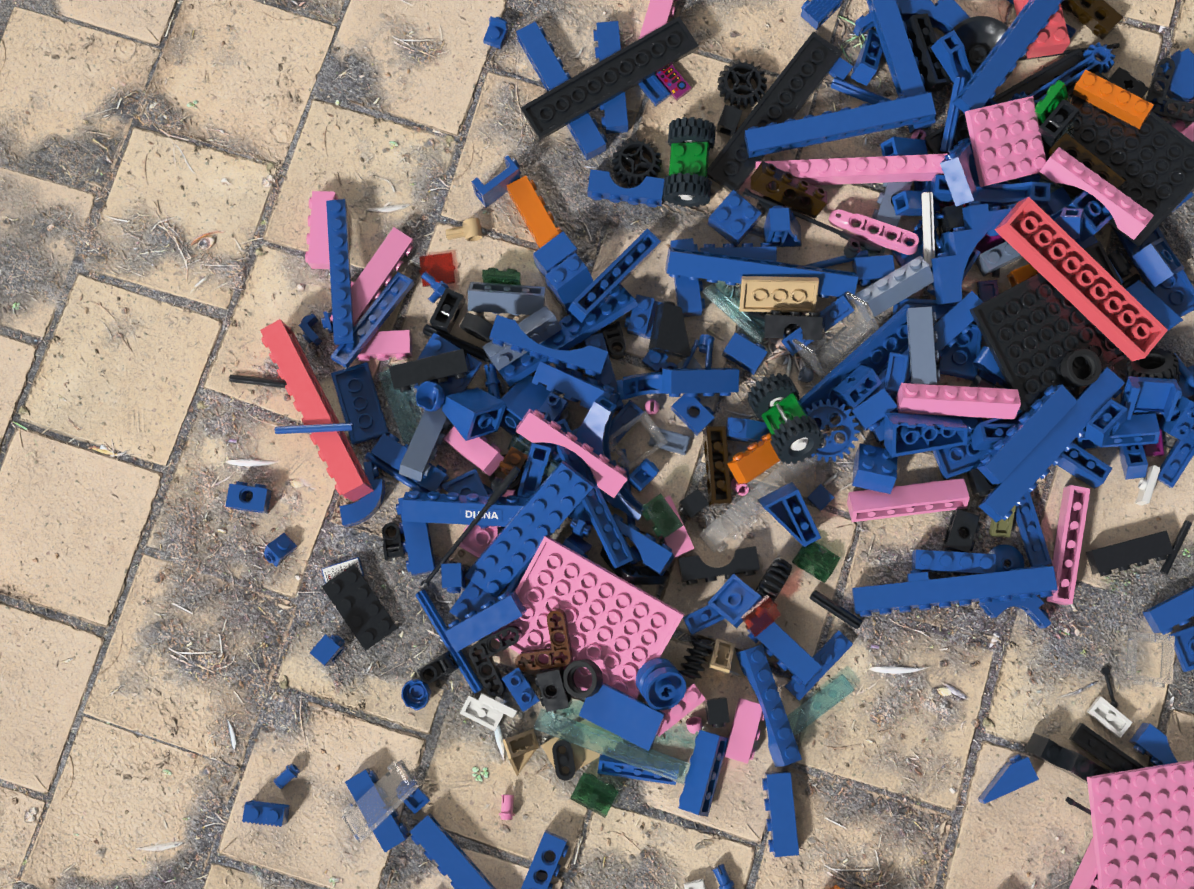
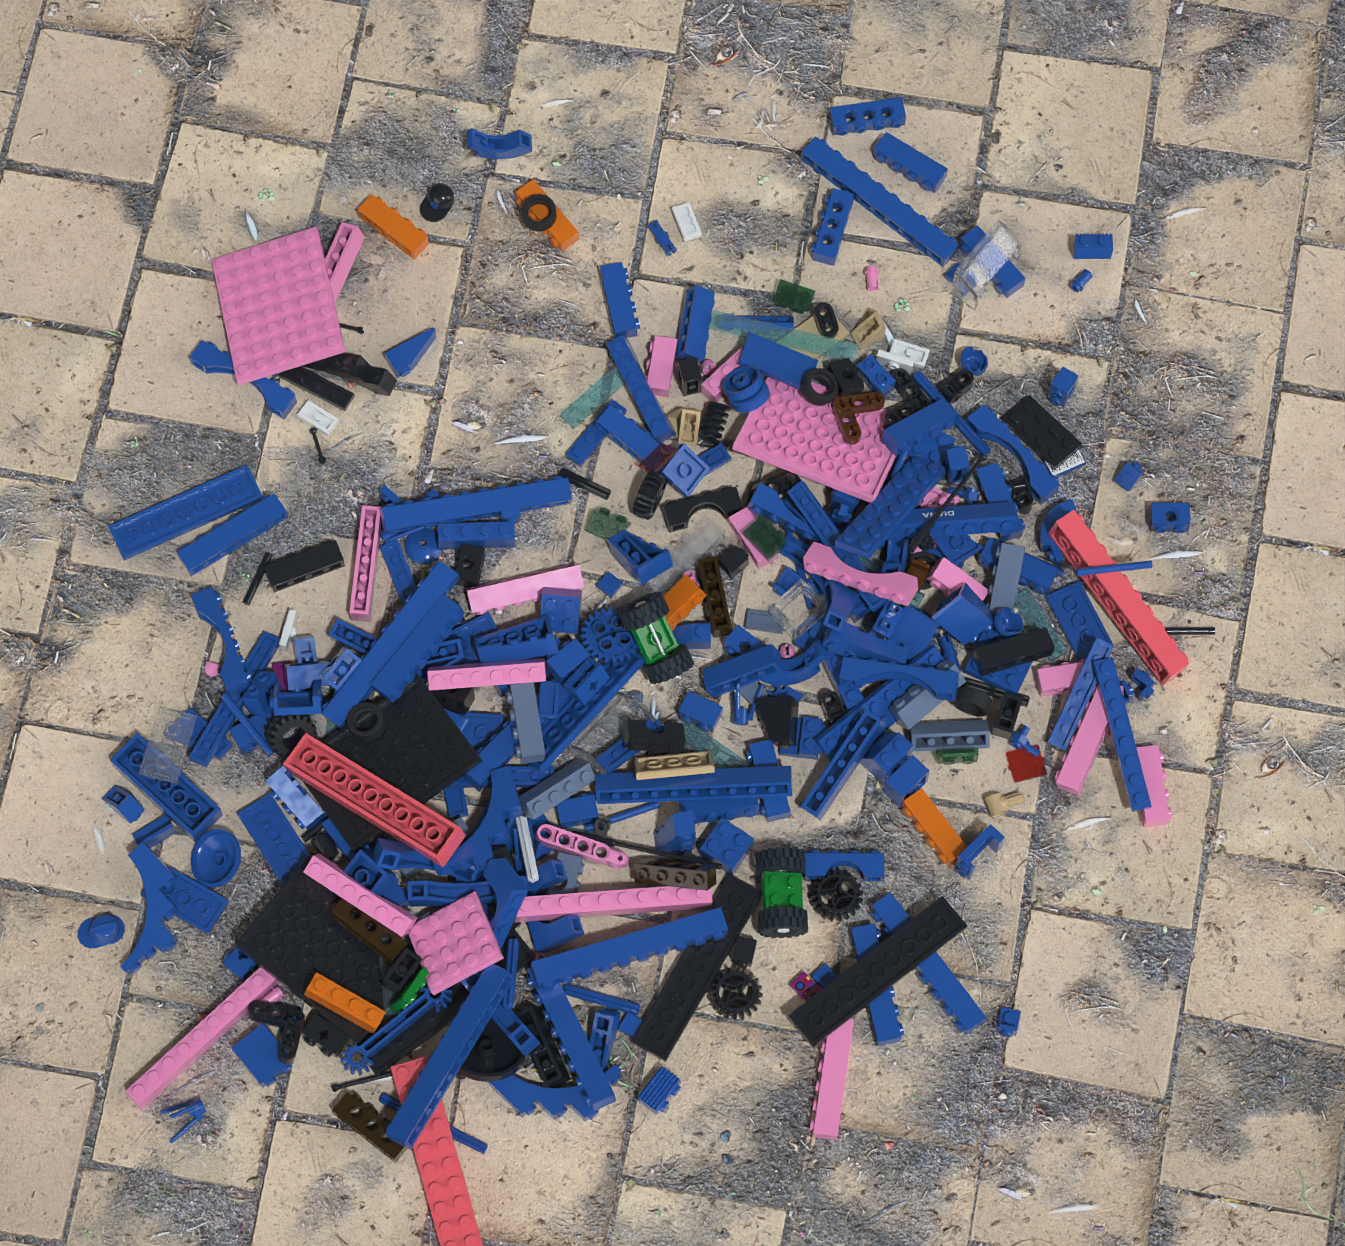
camera: 170 degrees right, 10 degrees down
(414, 620) = (990, 428): none -> blue arch
(444, 545) = (970, 495): none -> blue piece
(1157, 262) = (286, 846): blue slope -> none

